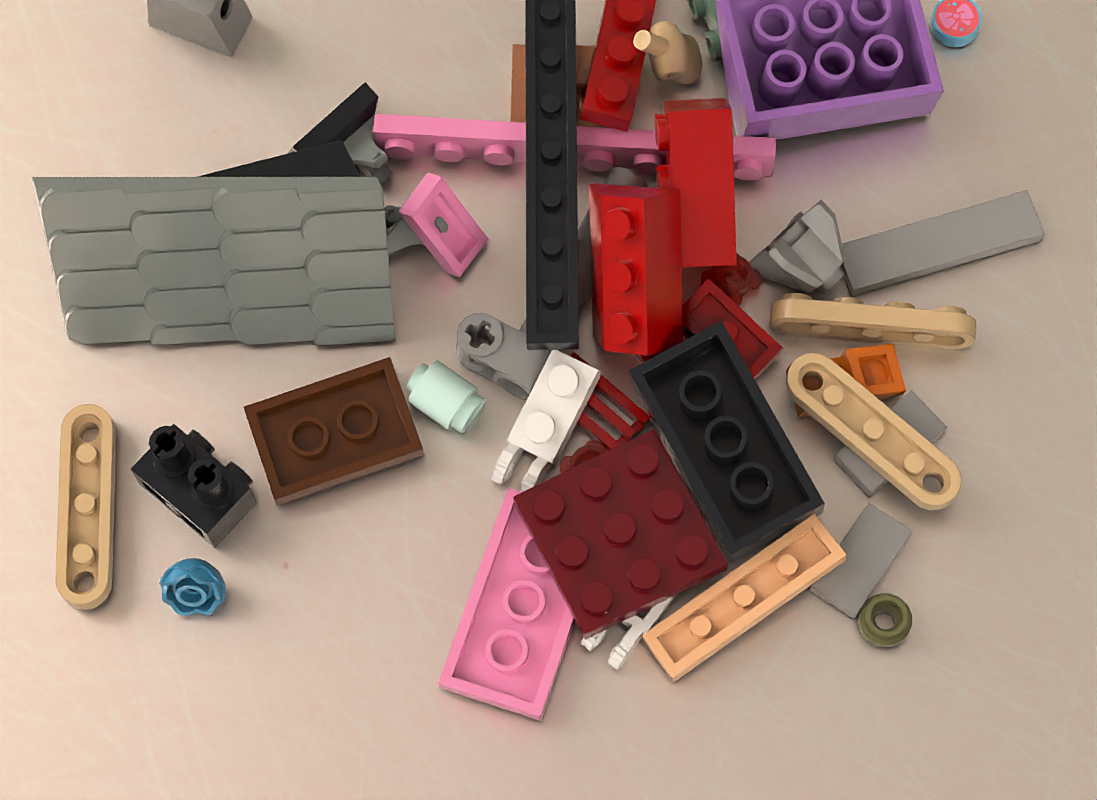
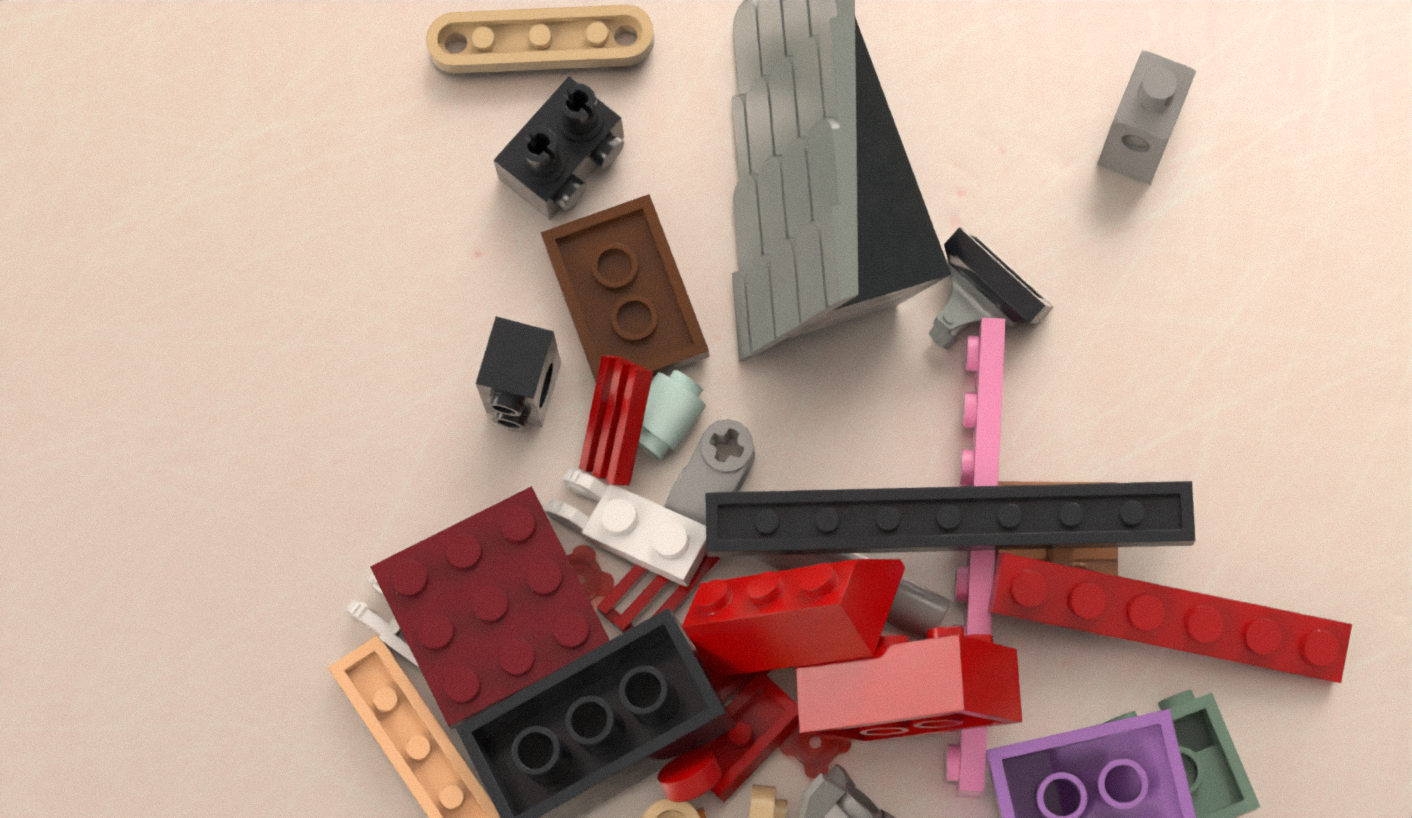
camera: 90 degrees right, 5 degrees up
(192, 587) = (446, 153): dark azure plate -> none
(410, 508) = (518, 373): none -> black brick
(439, 222) = (865, 392): bright pink piece -> none
(448, 436) = (615, 420): none -> red tile
(511, 624) = (394, 491): bright pink plate -> none
(671, 53) = (1102, 667): tan piece -> none
(769, 362) = (690, 775): none -> red tile

